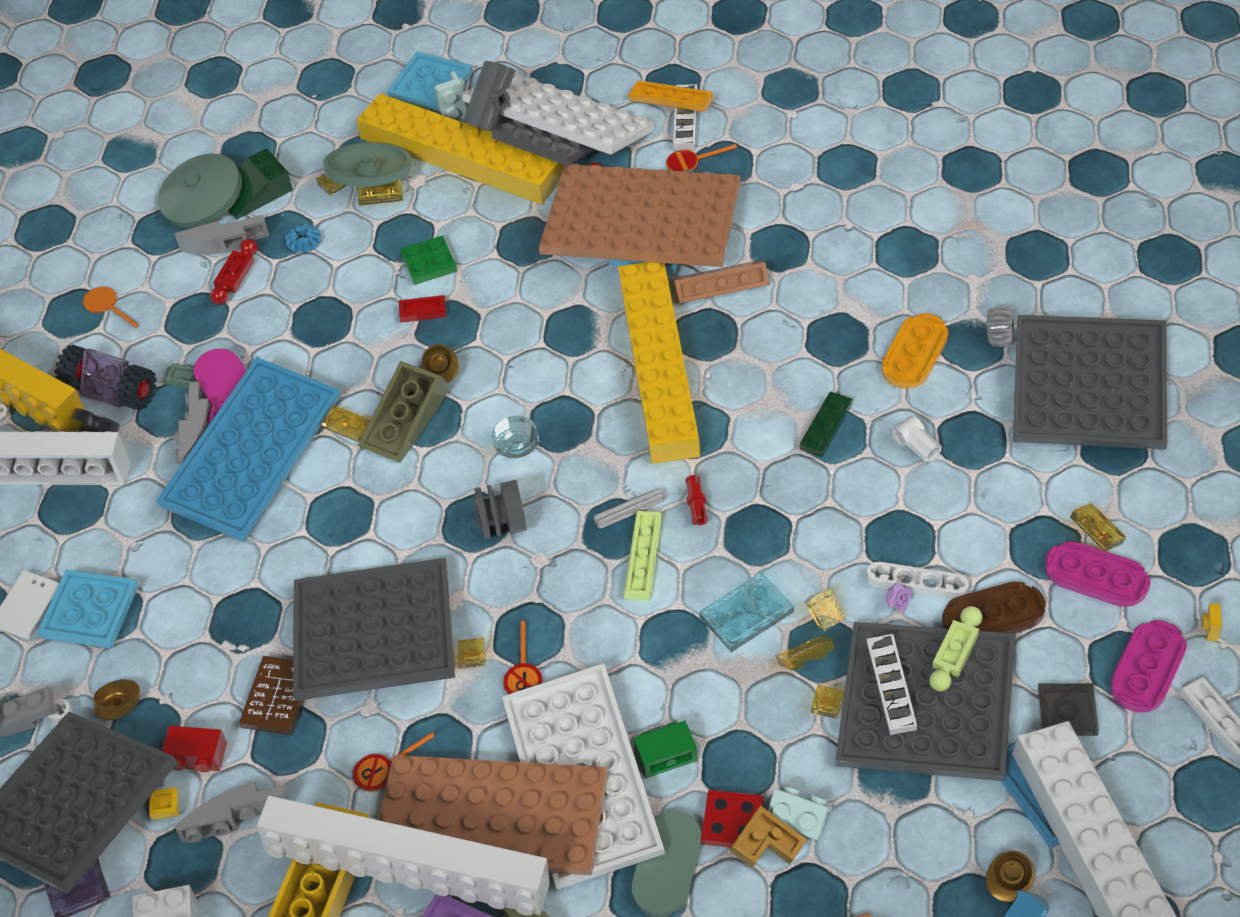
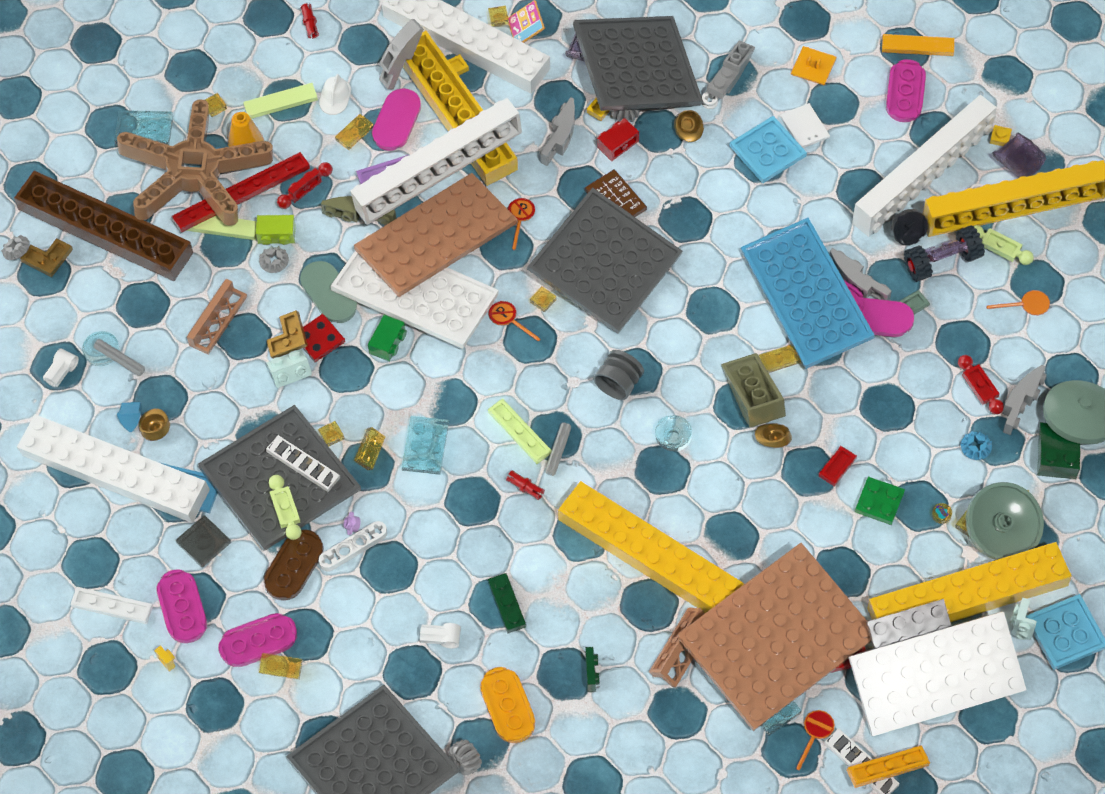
camera: 130 degrees right, 10 degrees up
(51, 347) = (1004, 246): none -> yellowish green plate
(397, 215) = (942, 513): none -> clear yellow tile
(489, 95) = (973, 614): dark grey panel -> none
(815, 316) = (591, 662): none -> dark green plate
(825, 609) = (386, 481): clear yellow tile -> none

